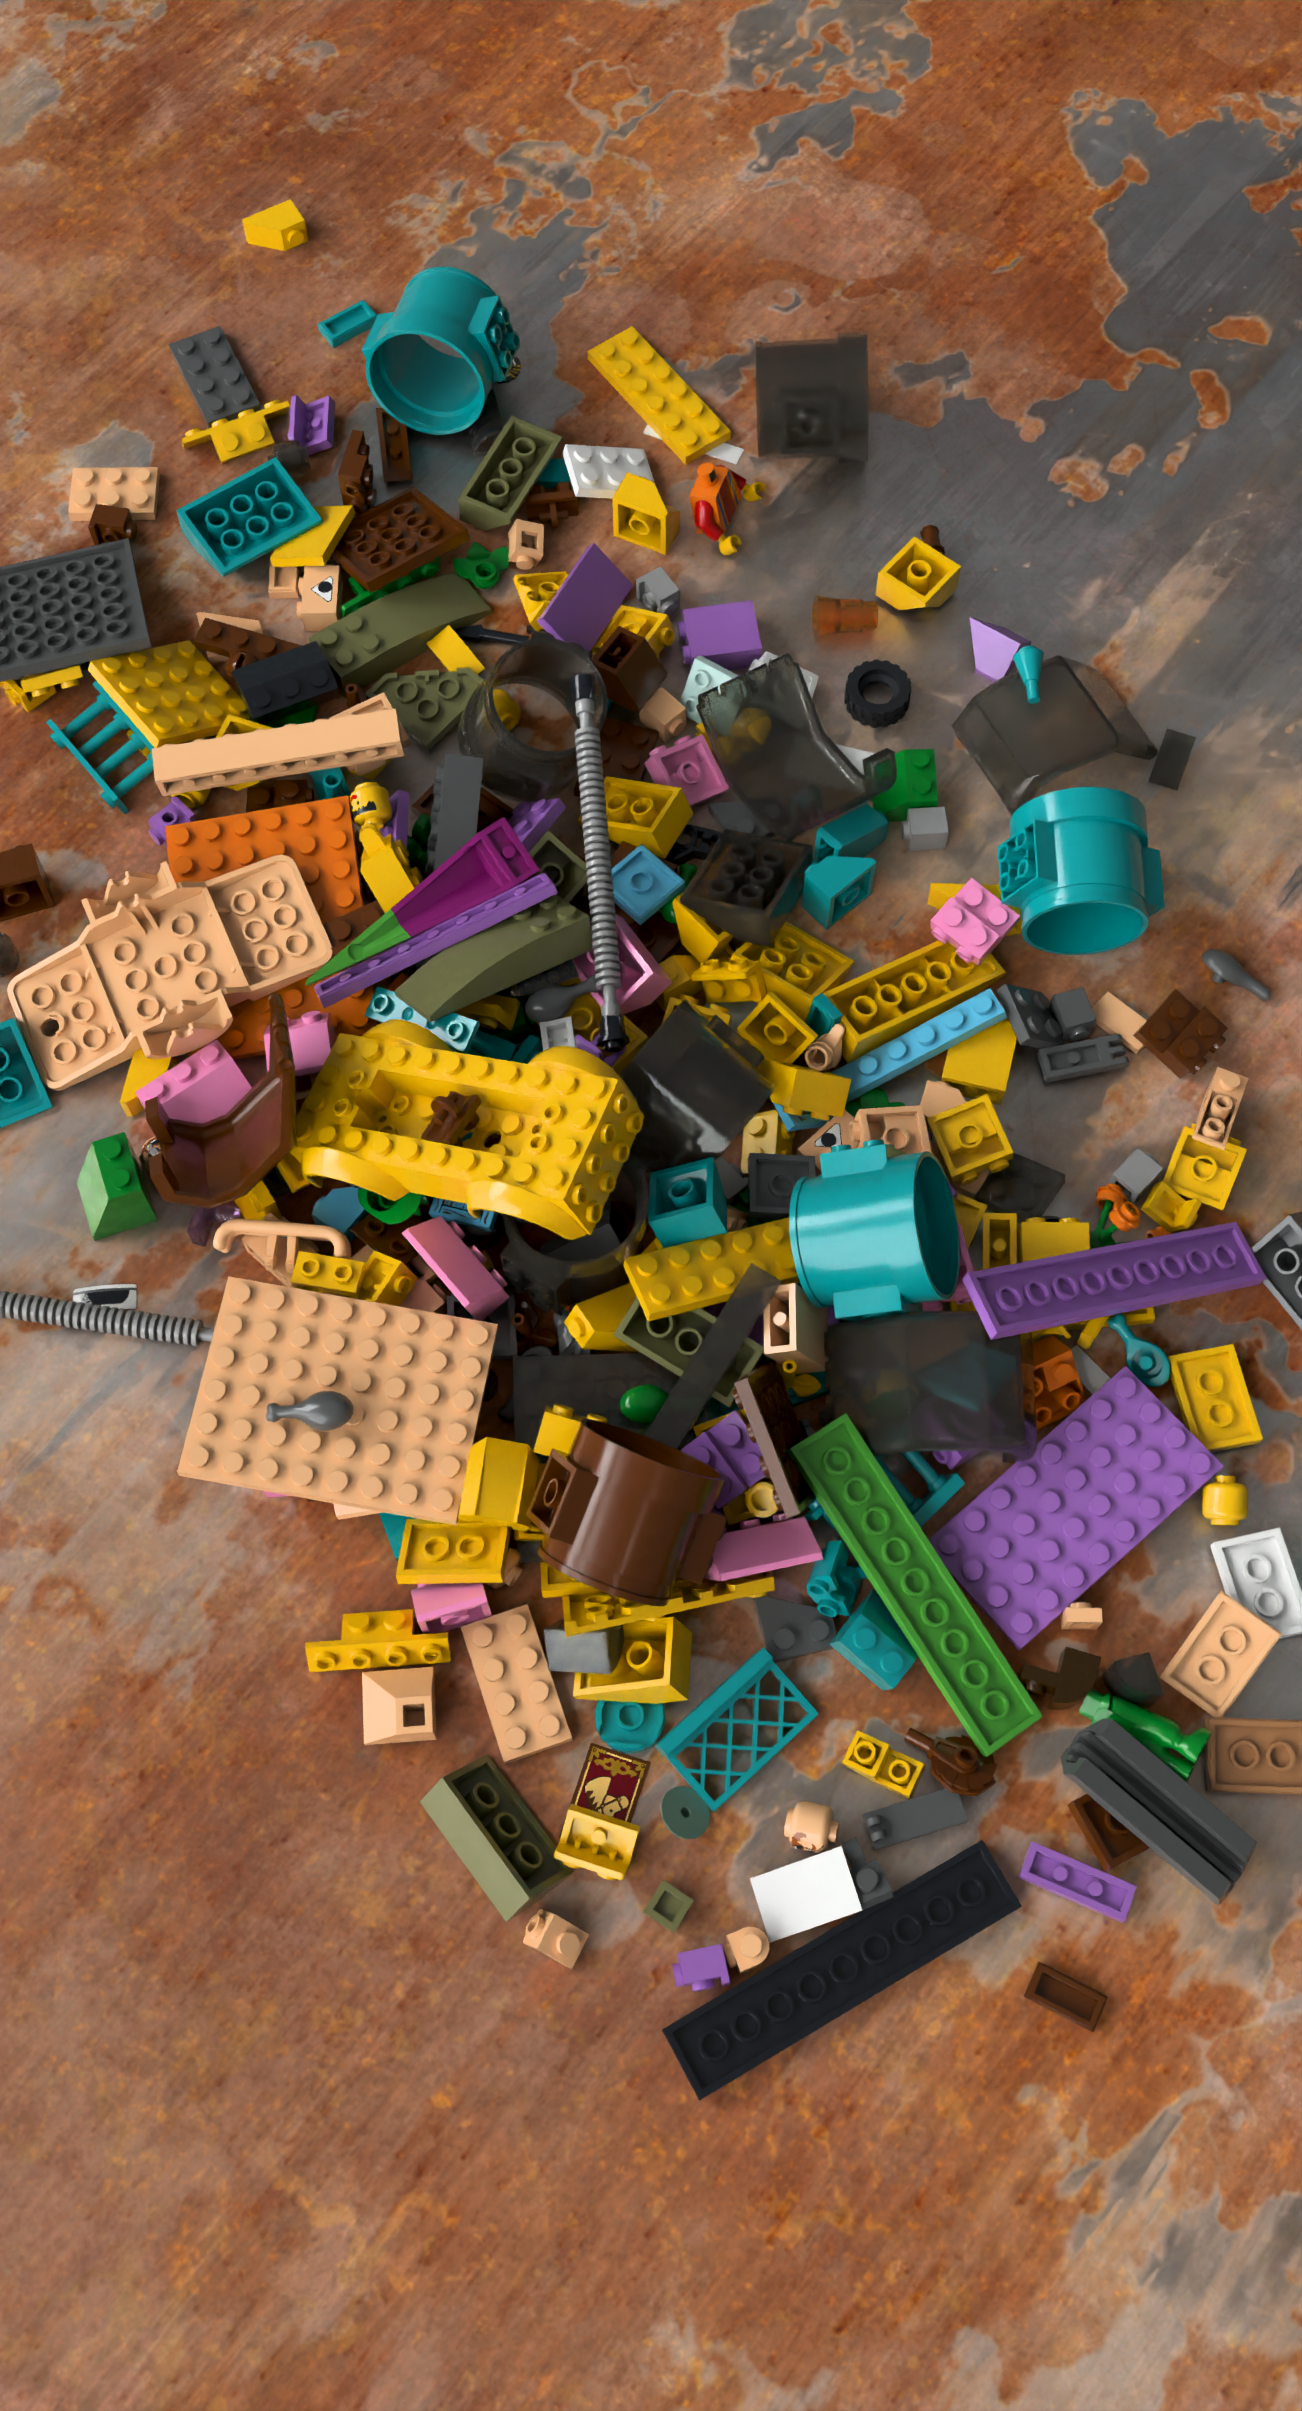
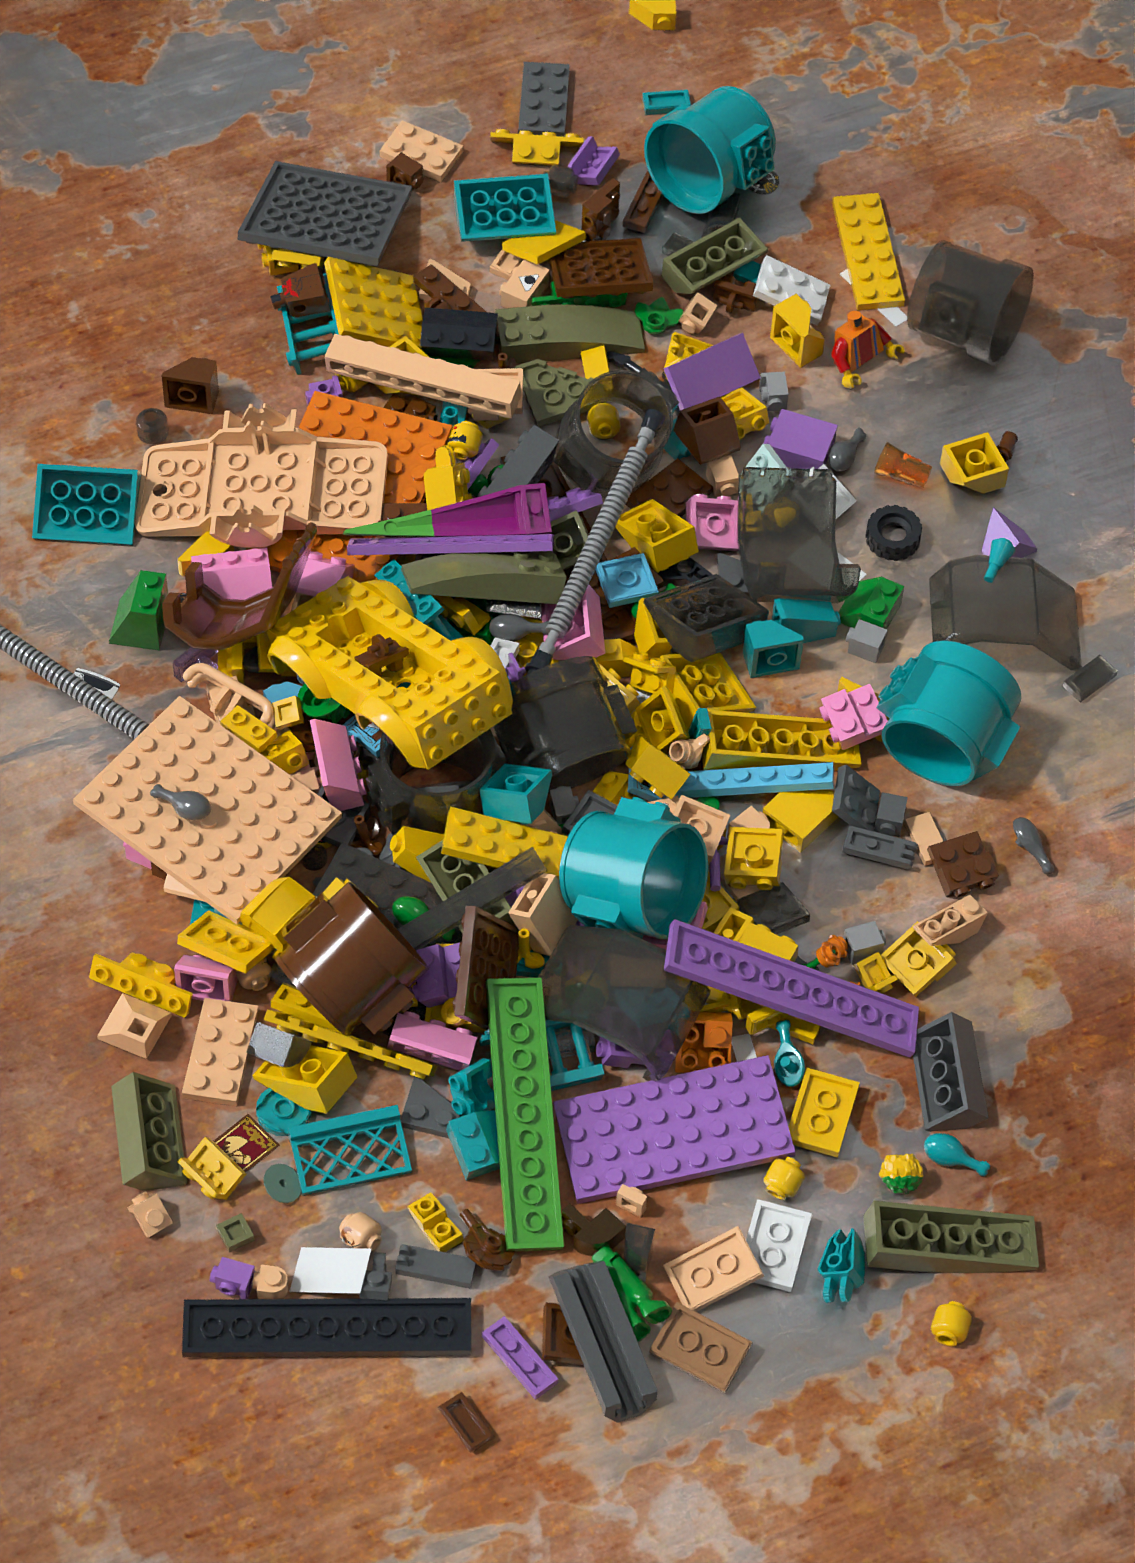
camera: 25 degrees right, 10 degrees down
(82, 716) = (303, 293): none -> reddish brown torso
(361, 1230) = (287, 712): none -> yellow plate
(456, 477) = (675, 243): none -> clear smoke tile
(772, 627) = (843, 452): none -> dark grey piece

